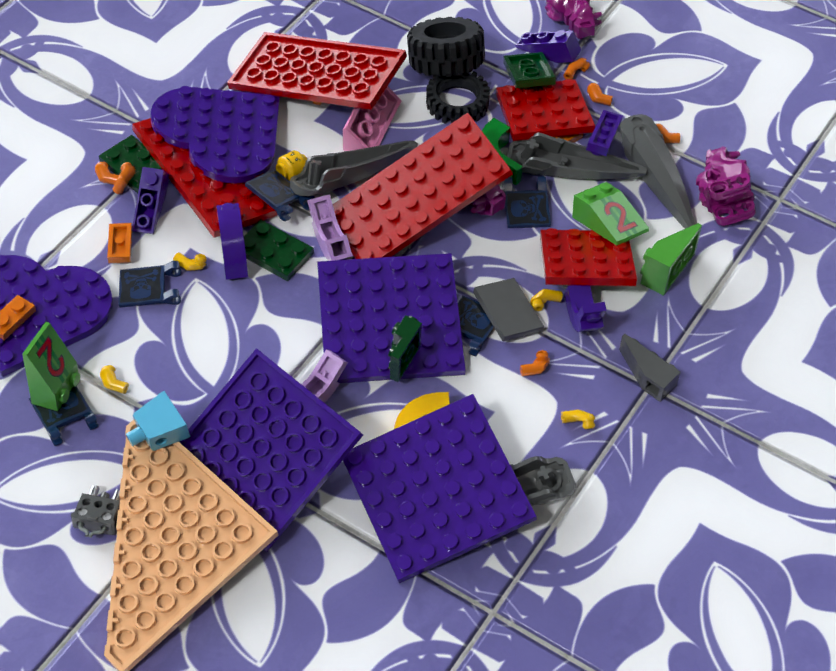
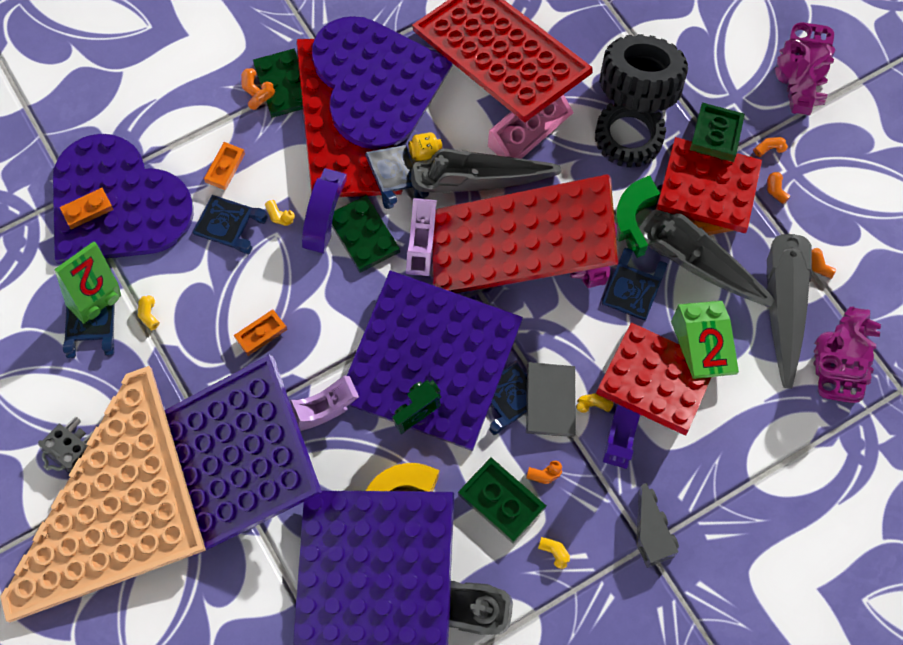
camera: 25 degrees right, 15 degrees up
(150, 199) = (274, 130): dark purple slope -> none
(158, 424) = (149, 389): medium azure torso -> none
(227, 355) = (260, 332): none -> orange plate
(513, 397) = (502, 500): none -> dark green plate
(556, 46) = (759, 110): dark purple slope -> none
(604, 133) = (753, 240): dark purple plate -> none
(669, 258) = (738, 416): bright green slope -> none

